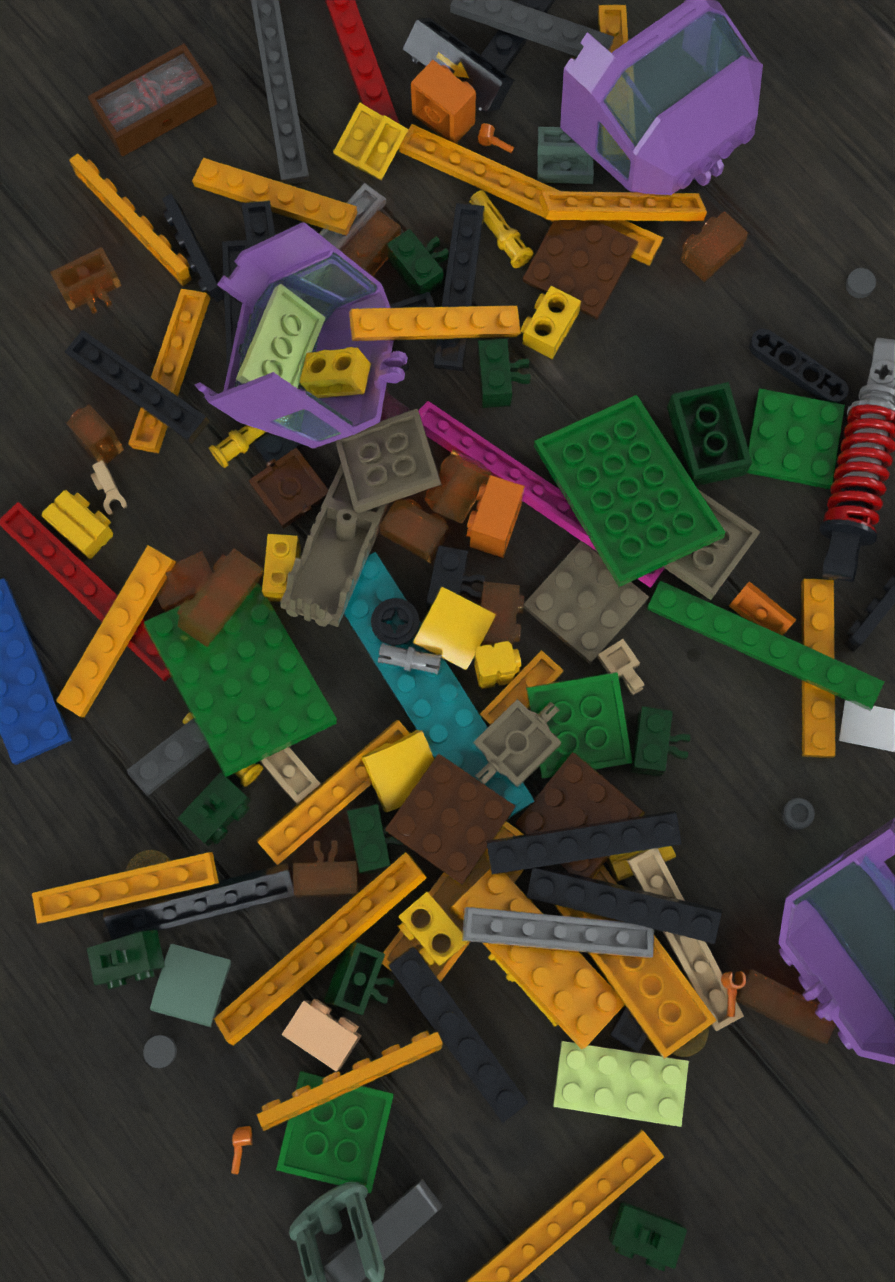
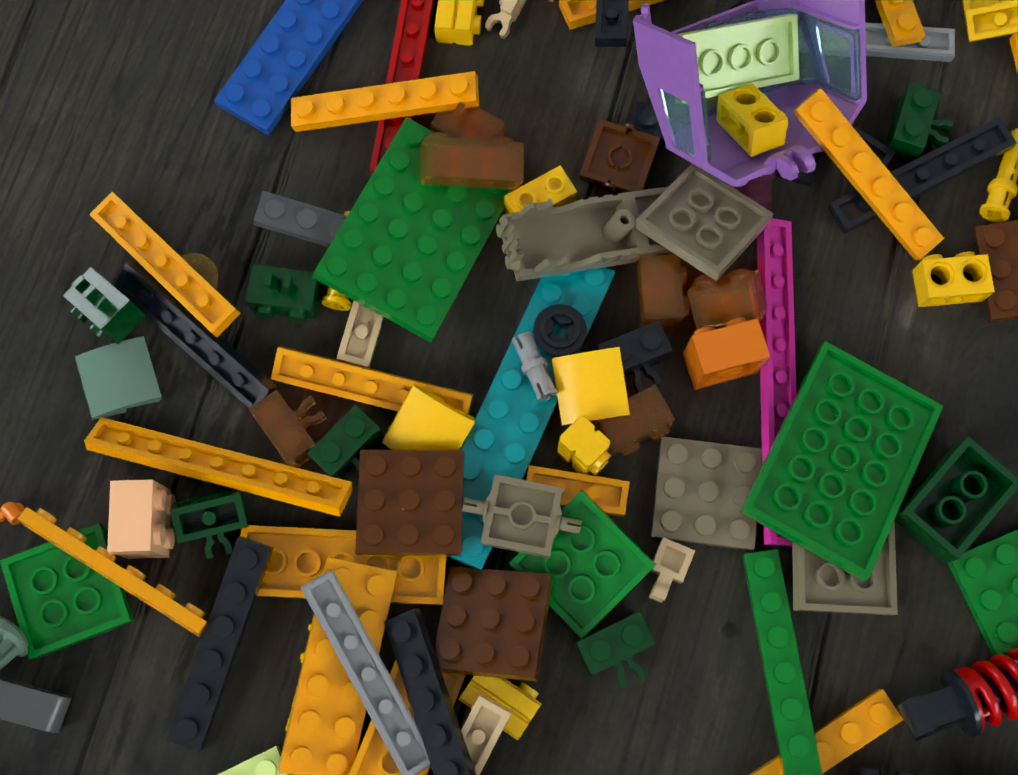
camera: 55 degrees right, 0 degrees up
(160, 1051) = (45, 391): dark grey tile -> none
(234, 444) = (623, 85): yellow pin -> none
(370, 244) = (893, 71): clear orange brick -> none
(439, 925) = (306, 557): yellow brick -> none
(498, 373) = (866, 264): dark green brick -> none
(584, 842) = (468, 642): black plate -> none
(762, 610) = (819, 667): orange plate -> none

